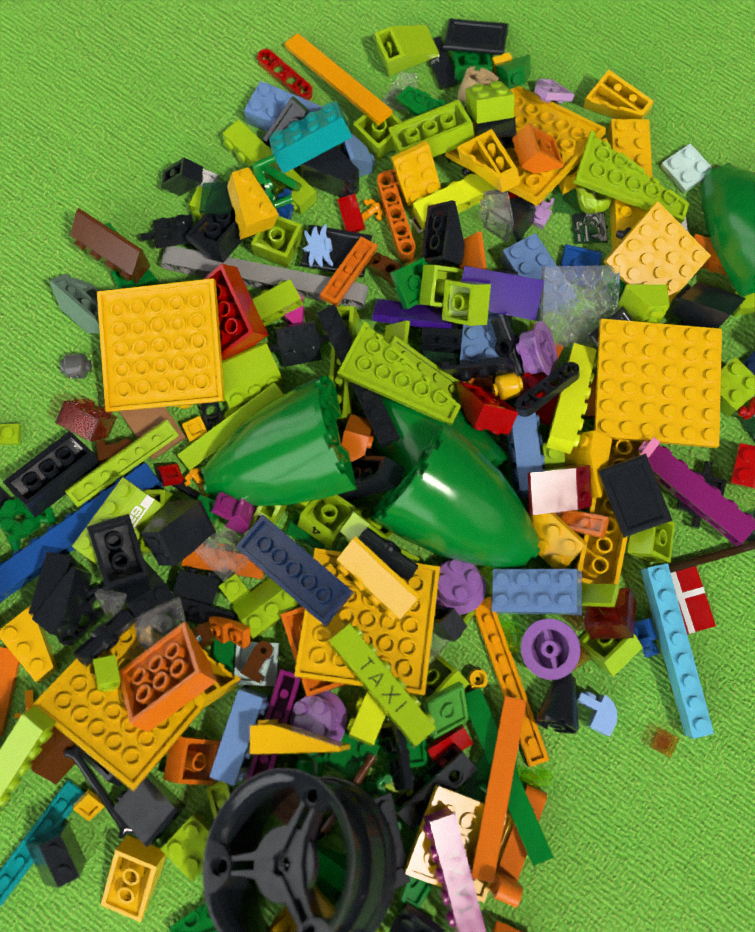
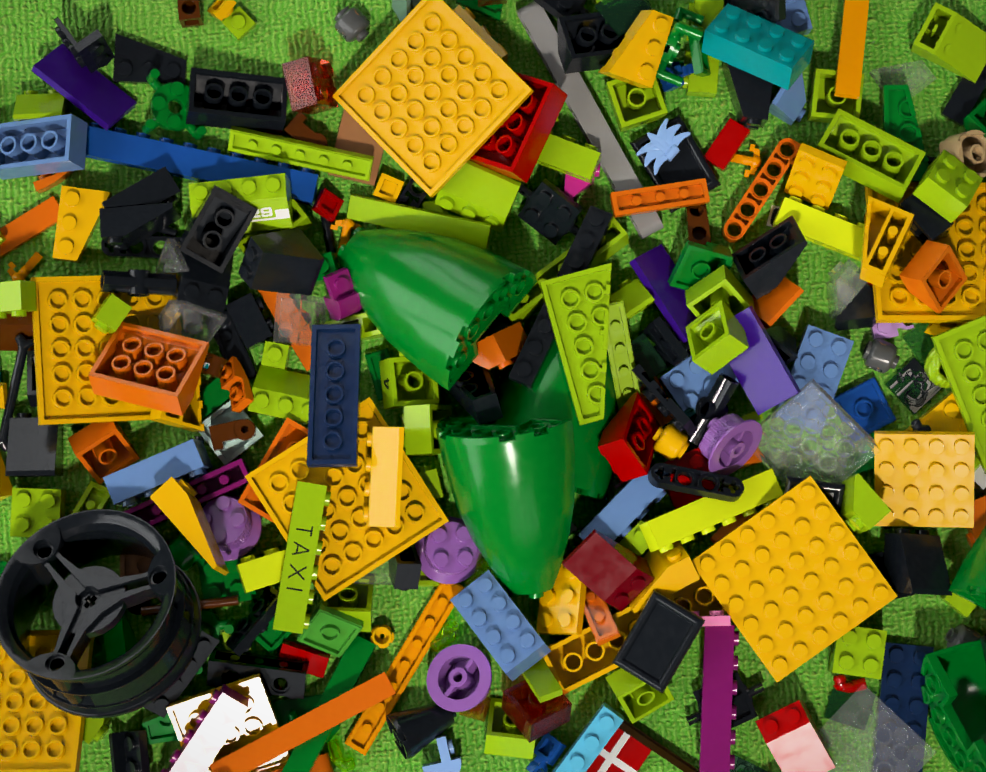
camera: 50 degrees right, 10 degrees up
(389, 553) = (417, 465): black piece -> none
(555, 229) = (880, 355): none -> dark grey head

